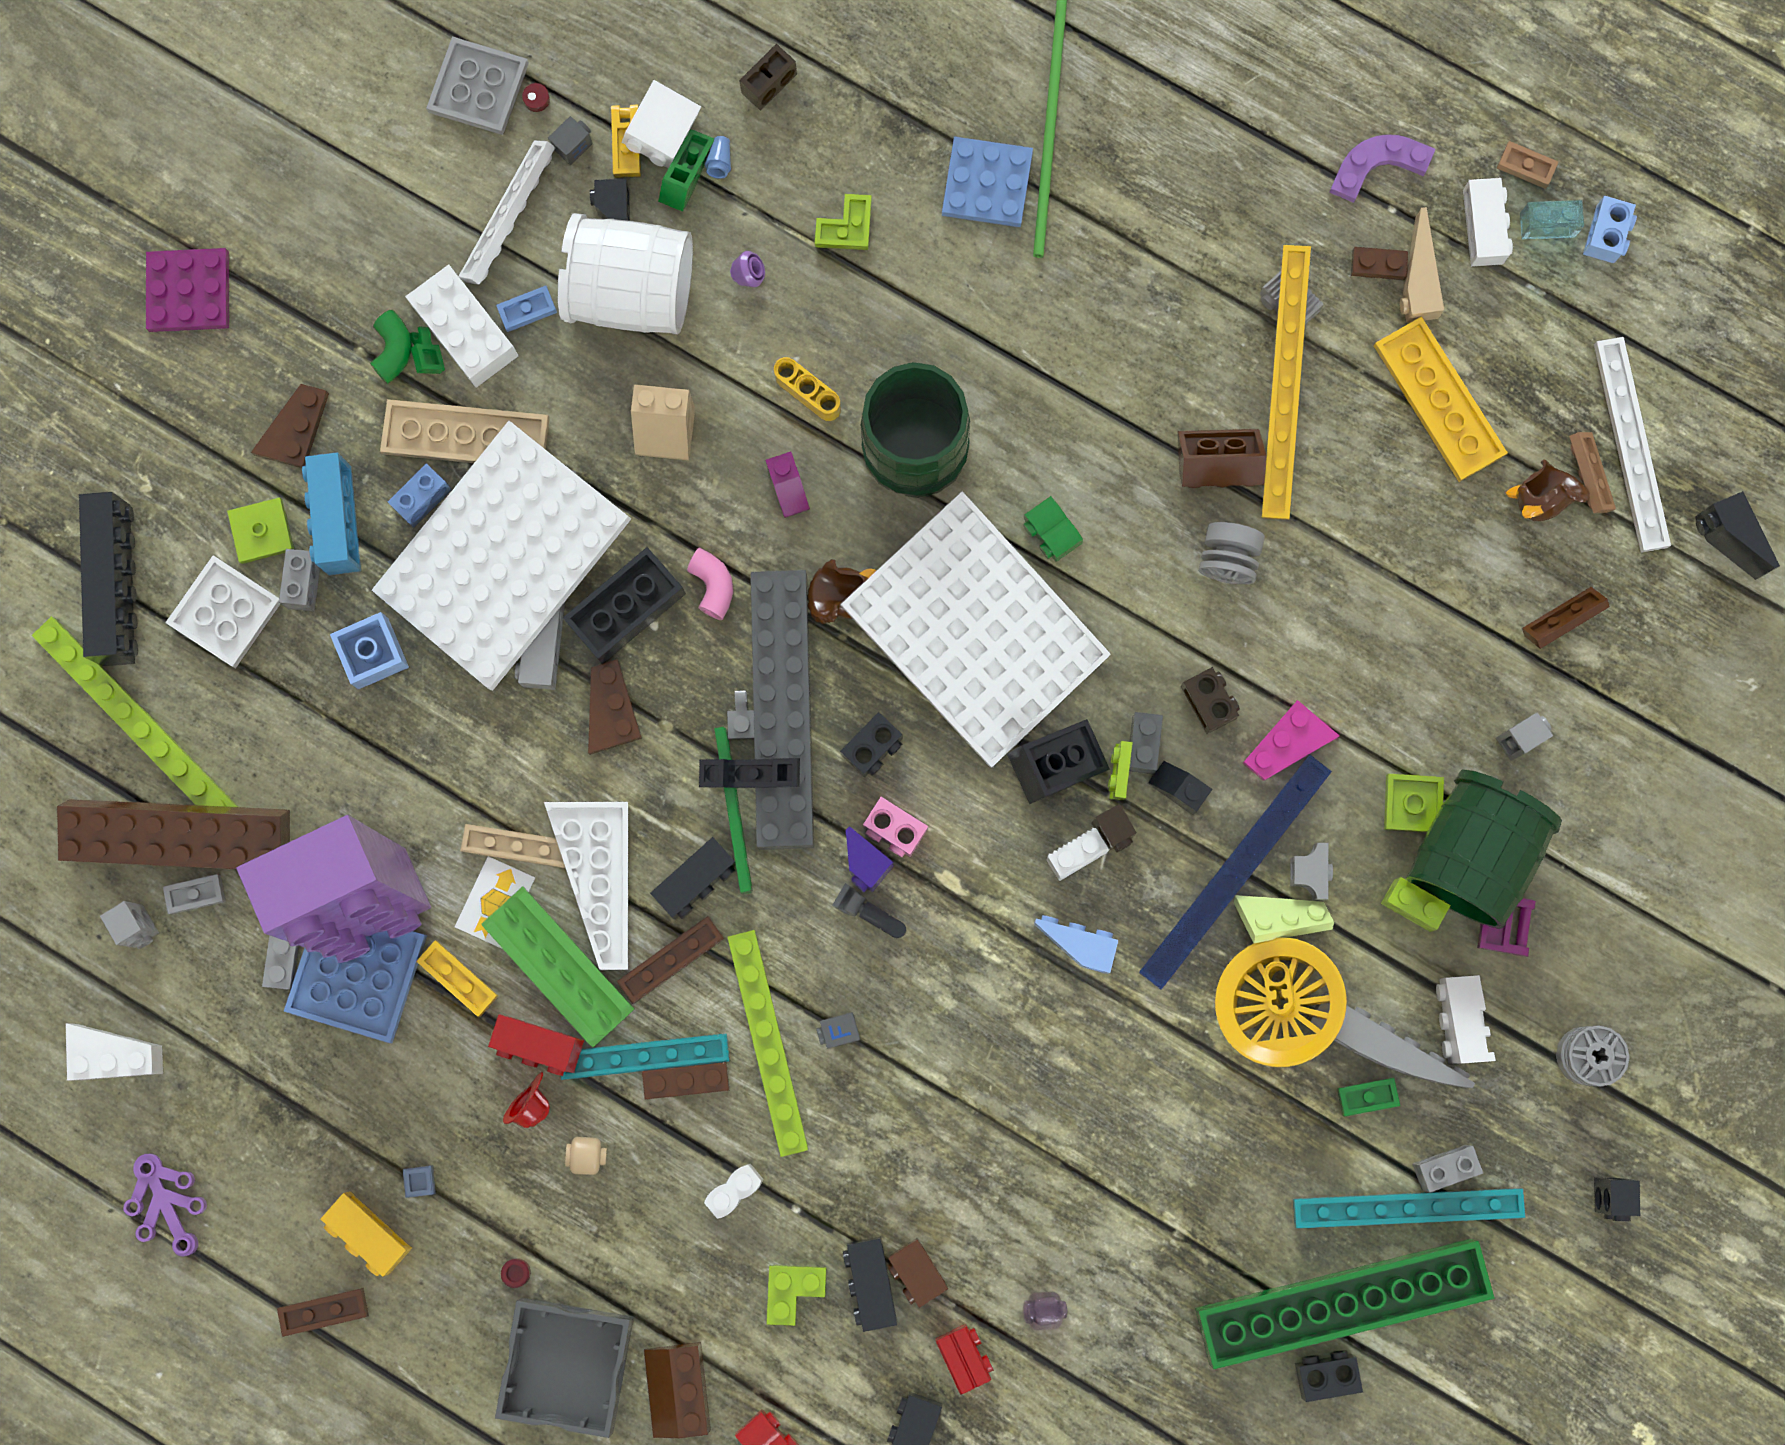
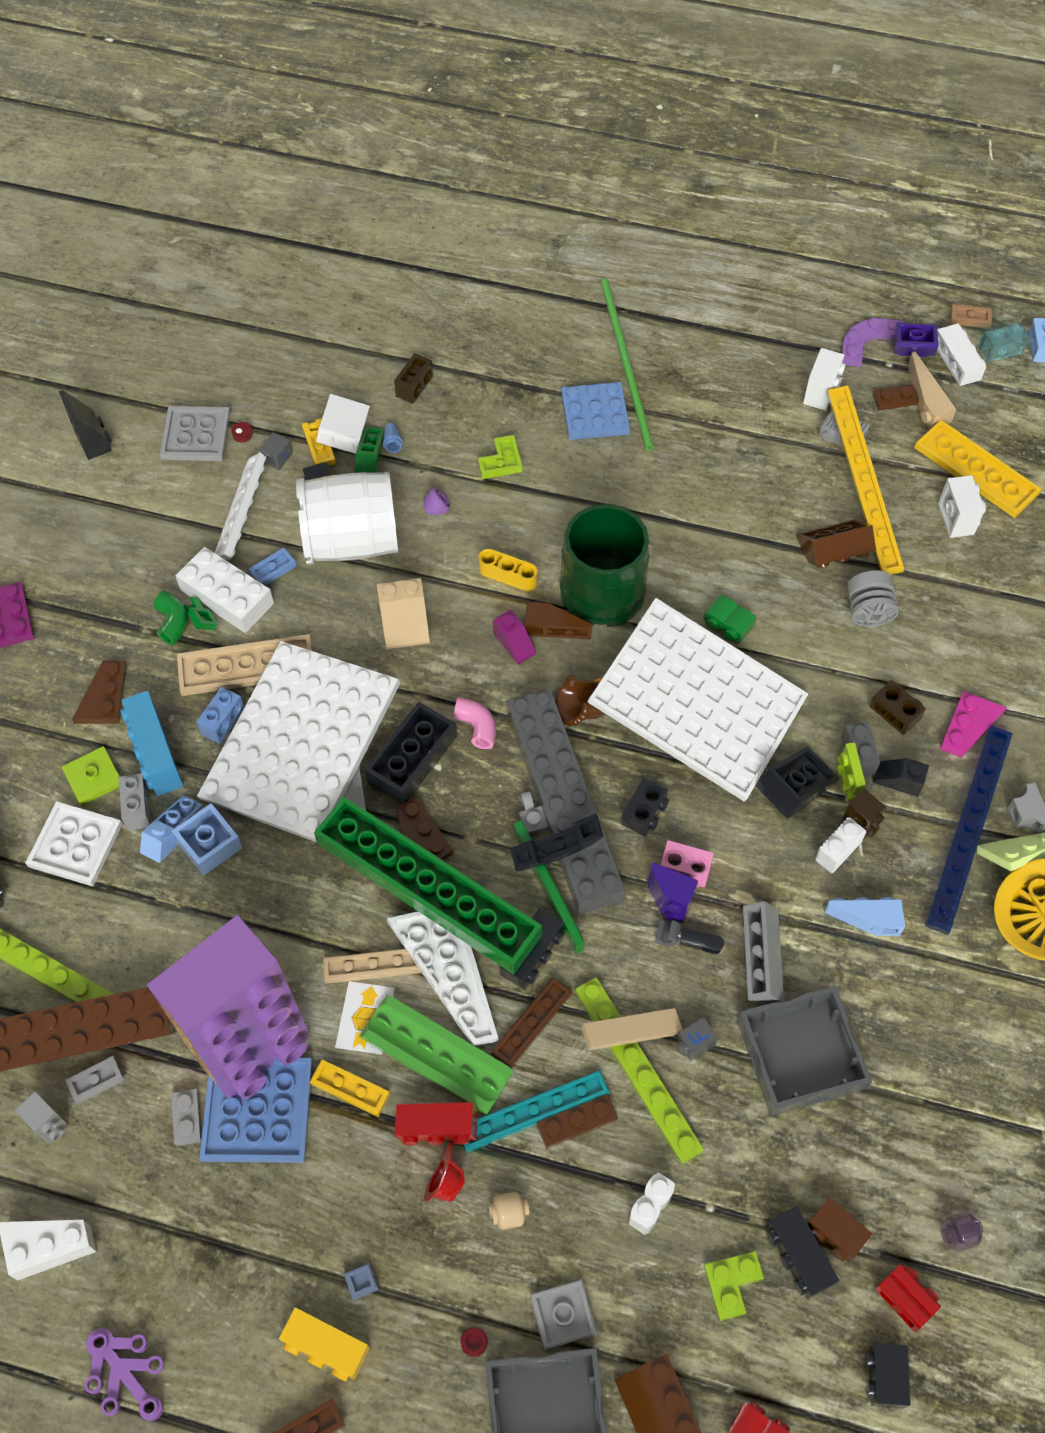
camera: 20 degrees left, 20 degrees down
(314, 634) = (157, 838): none -> light blue slope
(341, 46) = (86, 426): none -> black slope
(593, 780) = (429, 885): none -> green brick
(612, 1272) = (563, 1314): none -> light grey tile
(772, 1001) = (631, 1029): none -> tan tile
(835, 473) = (553, 622): none -> reddish brown slope
(943, 958) = (763, 954): none -> light grey brick
(949, 1076) = (803, 1051): none -> dark grey tile
(1292, 218) = (824, 377): none -> white brick
(1392, 454) = (961, 506): none -> white brick
(1434, 187) = (915, 338): none -> dark purple slope

